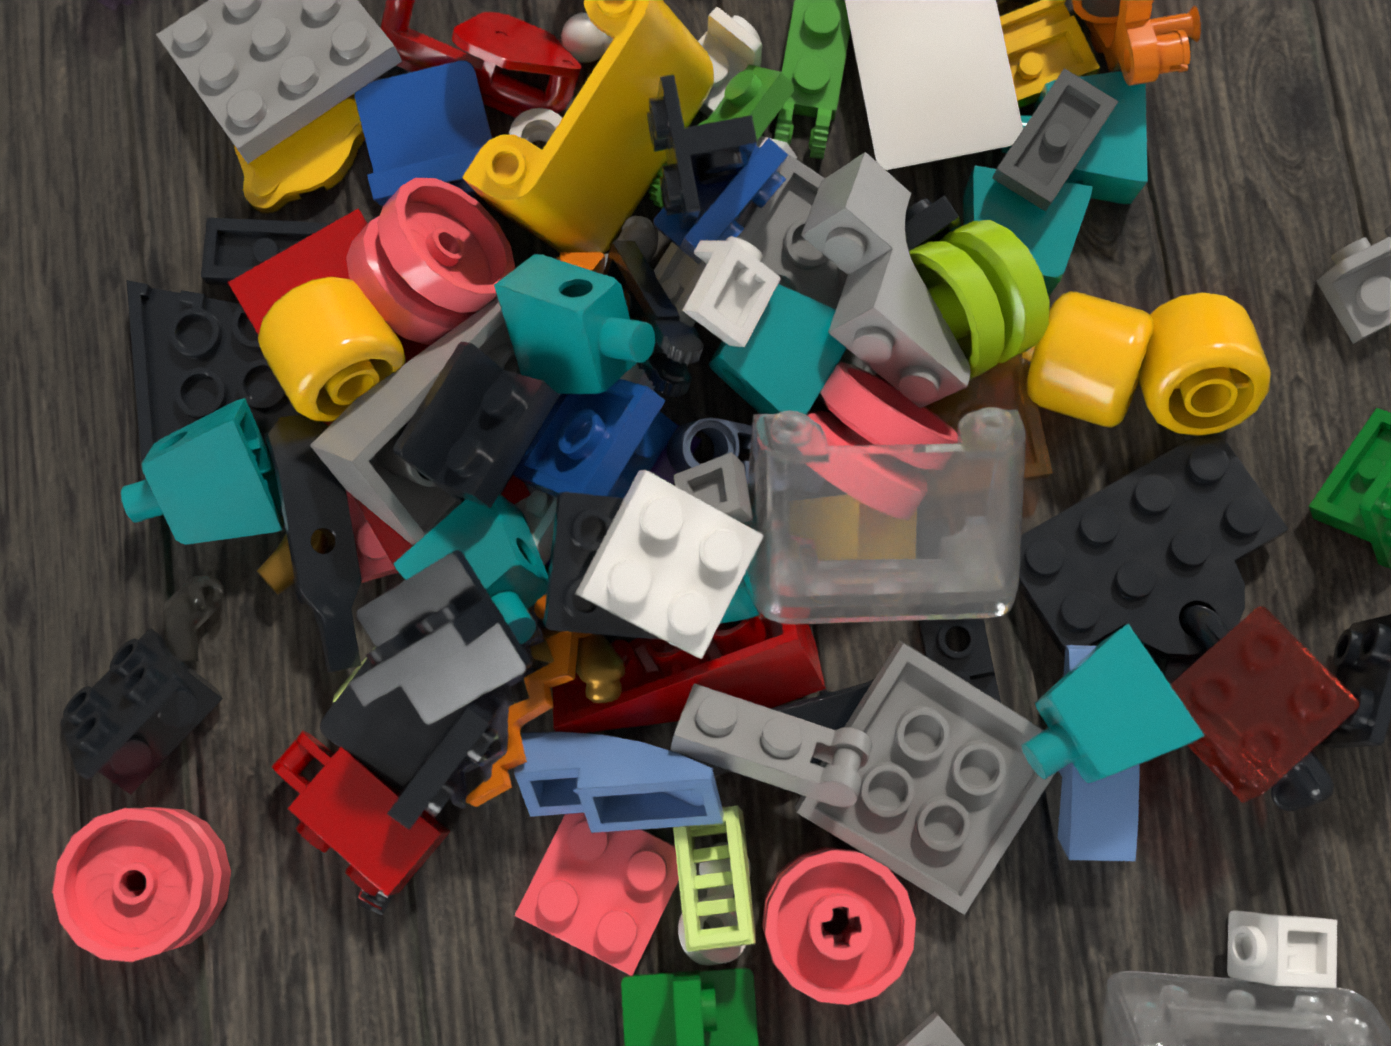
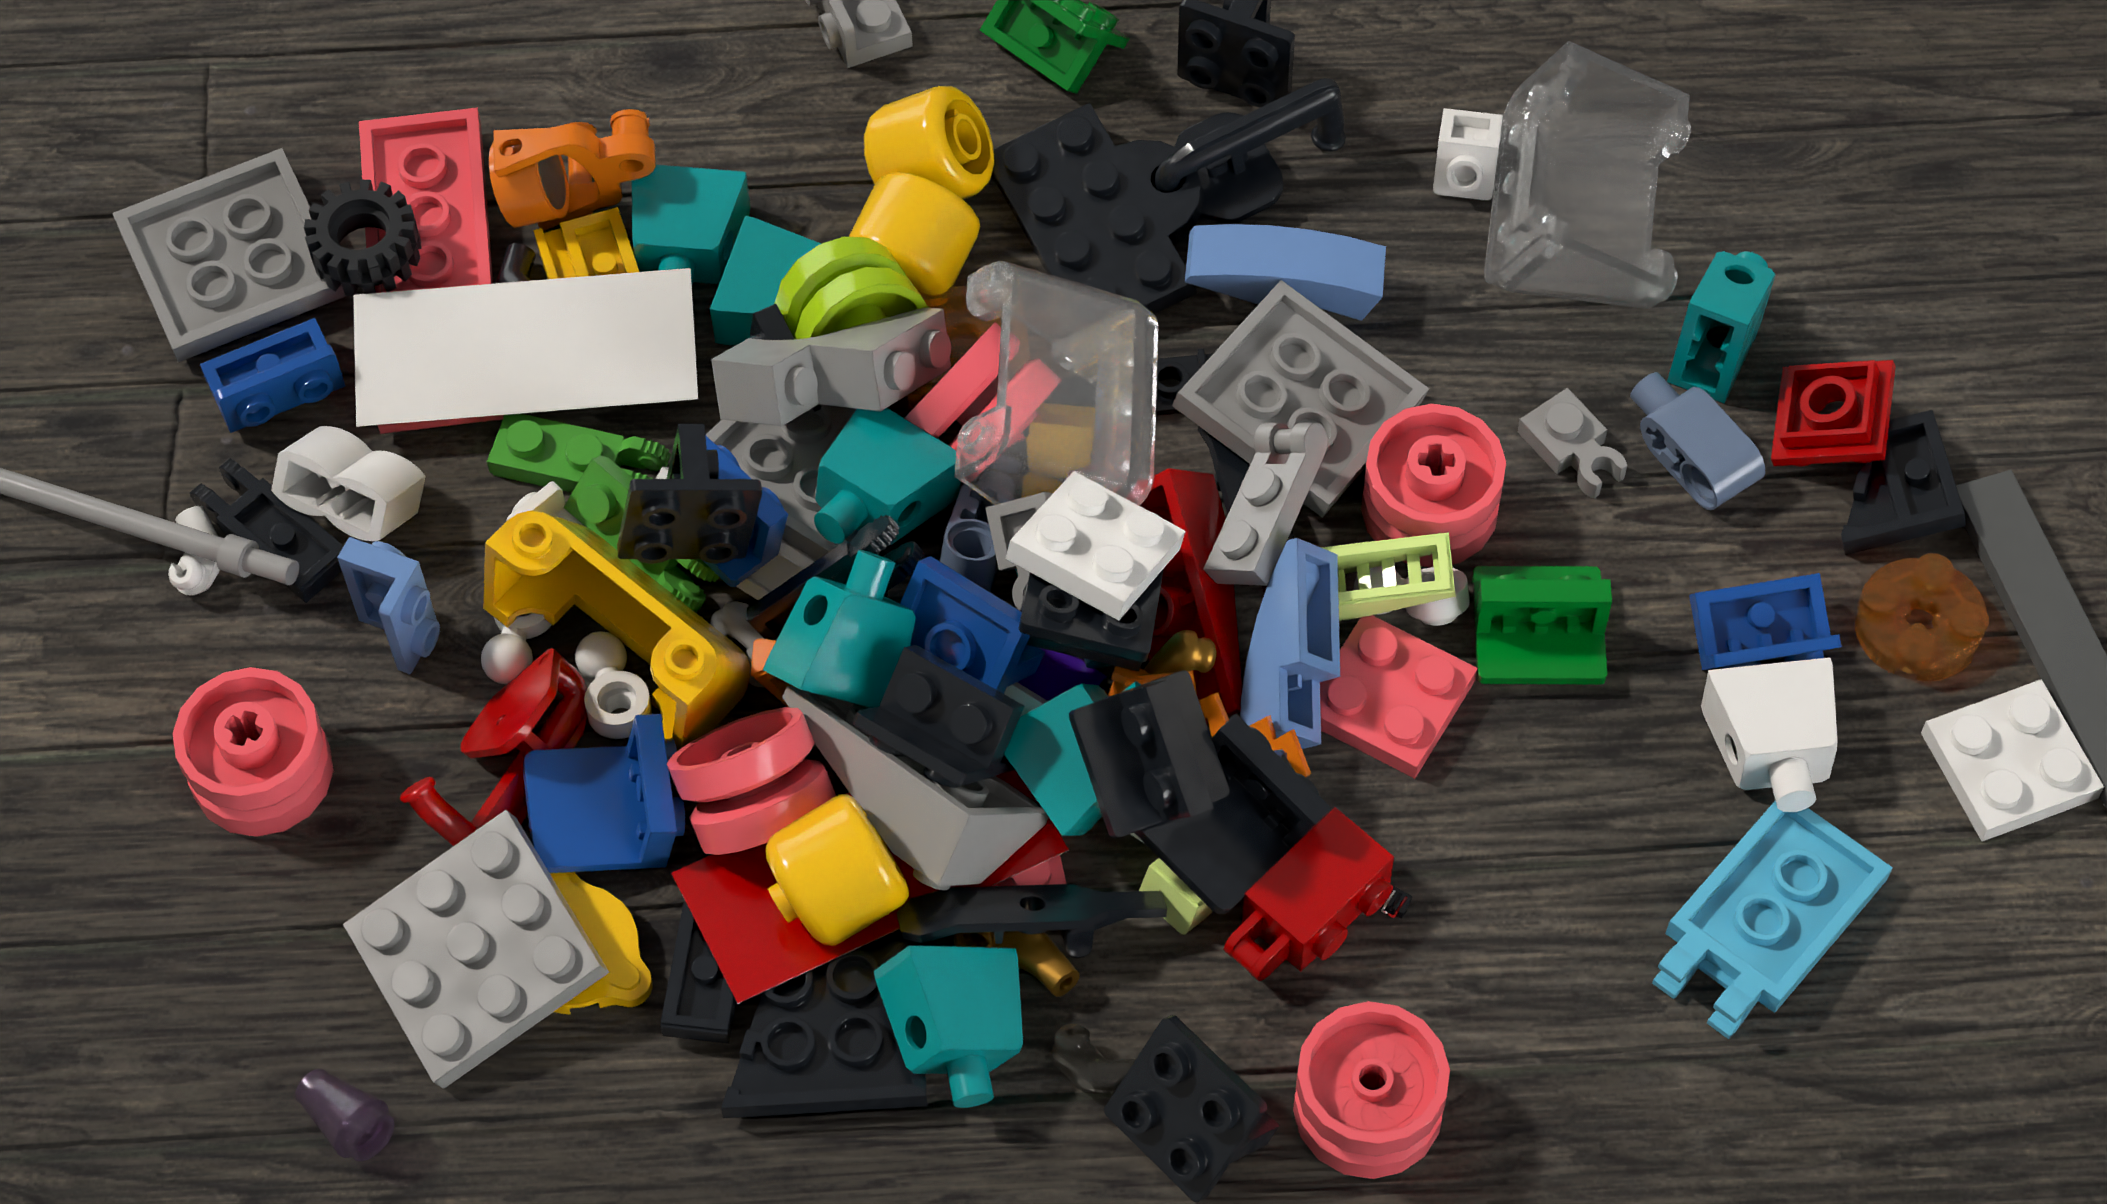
camera: 85 degrees left, 20 degrees down
(731, 289) = (832, 478): white bracket -> none
(1054, 139) = (700, 233): dark grey plate -> none
(1109, 713) = (1251, 235): teal torso -> none
(1260, 704) = (1255, 135): clear red bracket -> none

